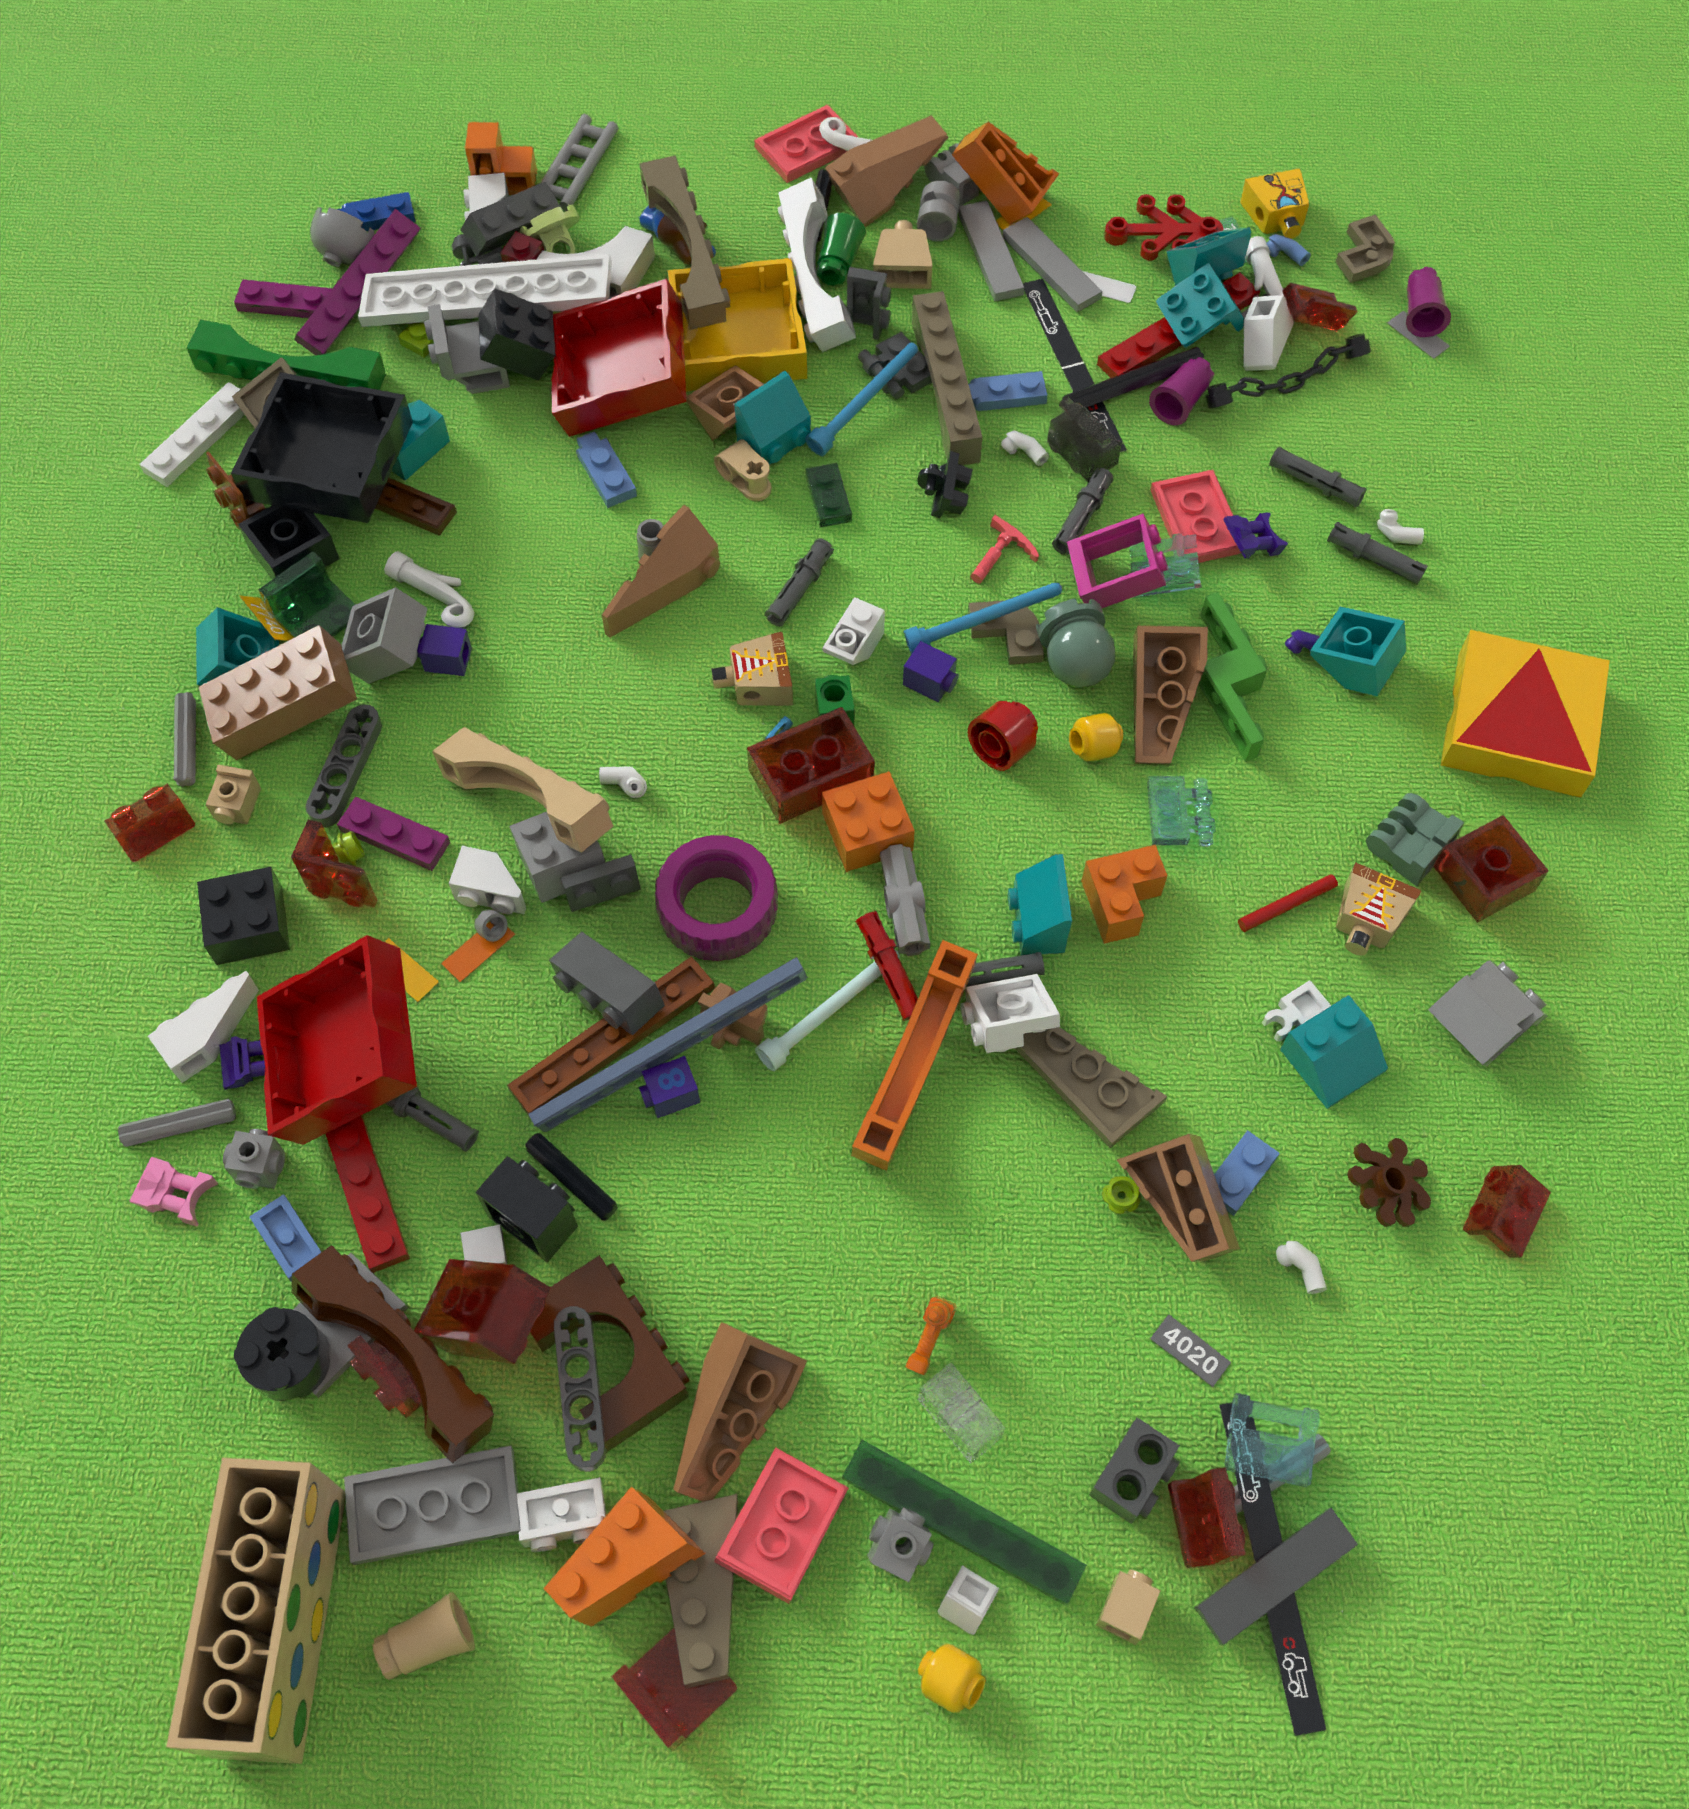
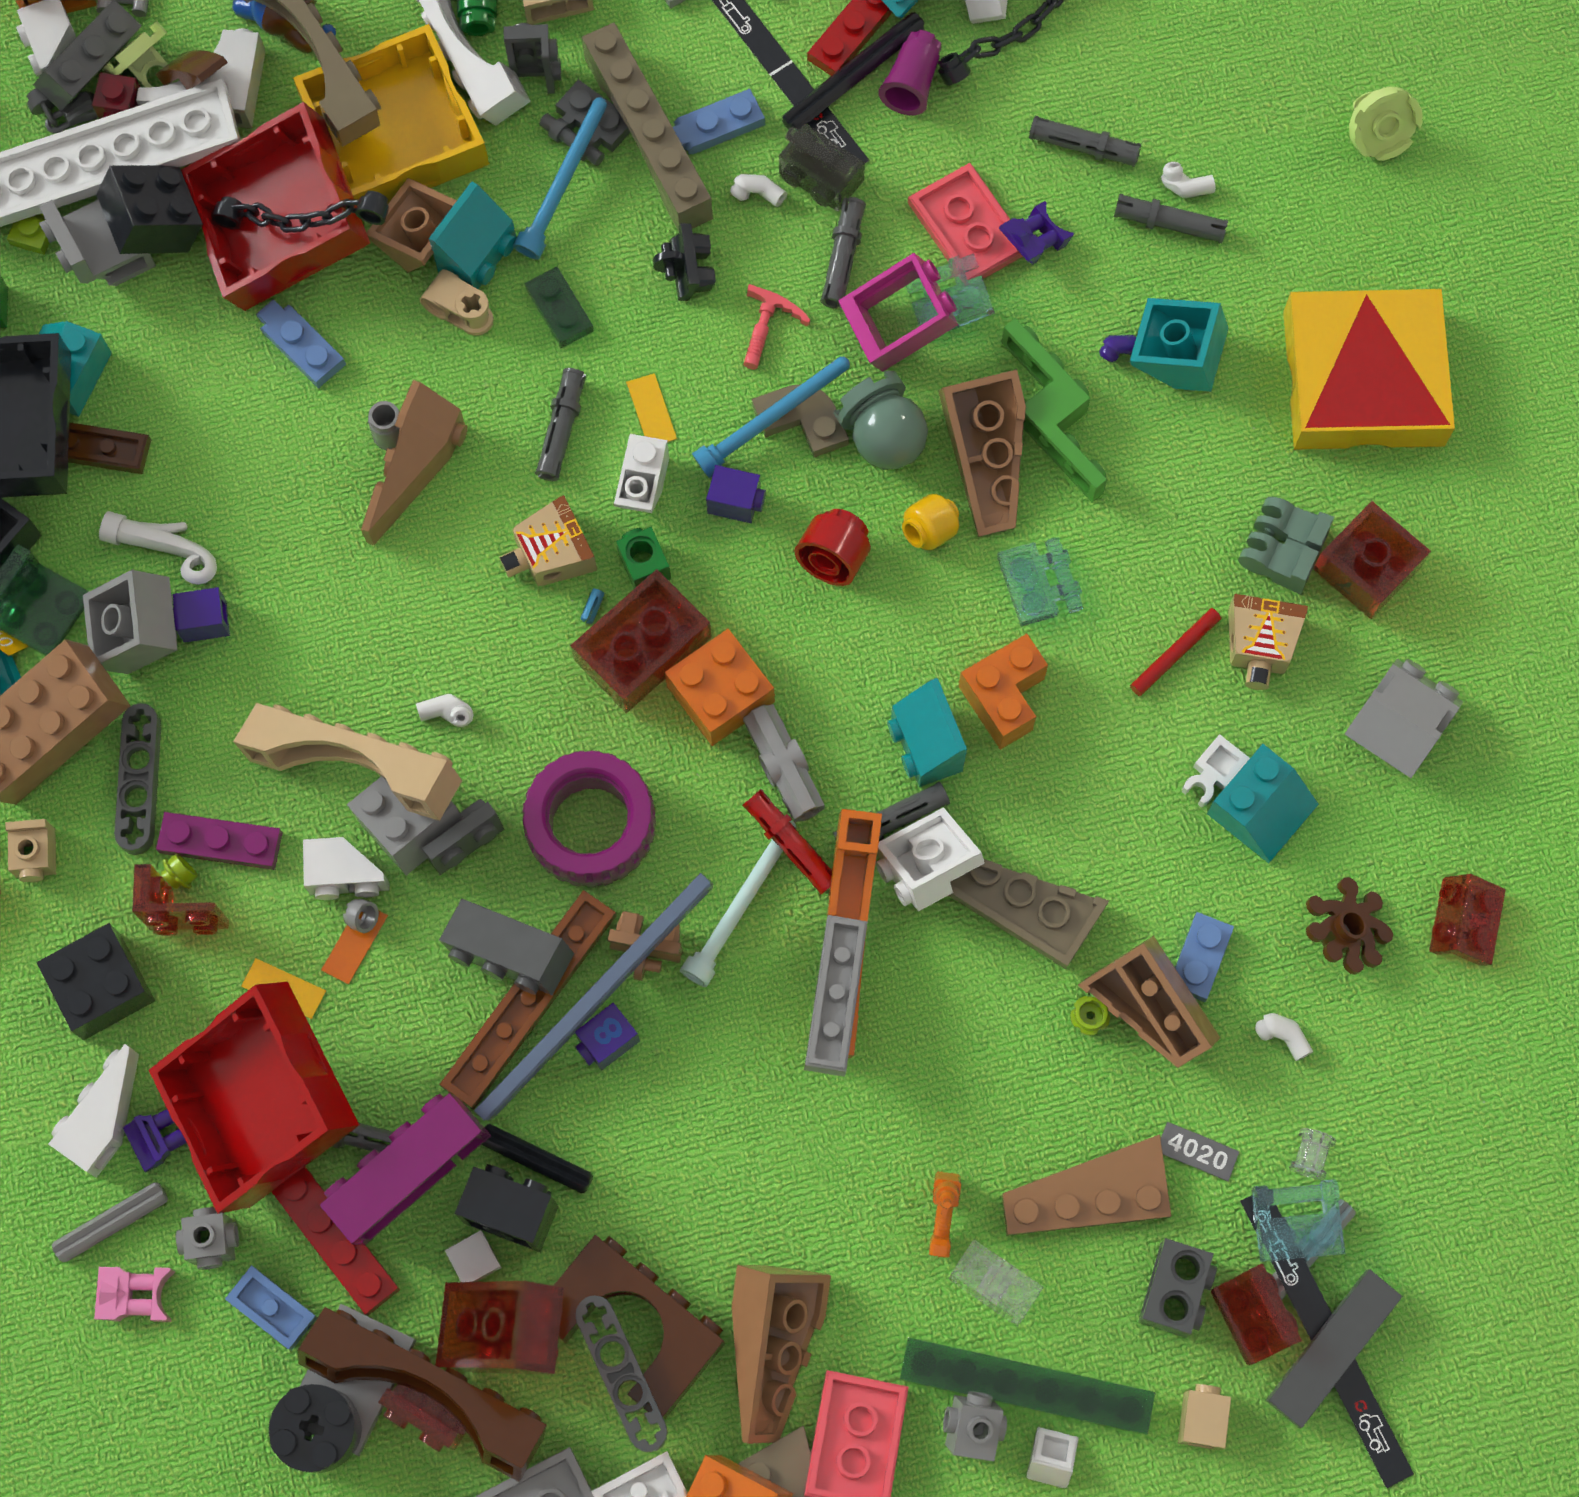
camera: 15 degrees left, 10 degrees up
(444, 1143) = (404, 1169): none -> magenta piece
(590, 244) = (191, 68): none -> reddish brown slope
(691, 362) = (370, 208): none -> black piece
(881, 589) = (651, 408): none -> yellow sticker
(887, 1103) = (835, 996): none -> light grey tile
(1084, 1359) = (1102, 1191): none -> medium nougat wing
(1302, 1382) = (1312, 1153): none -> clear bush
(1588, 521) = (1384, 122): none -> yellowish green tile

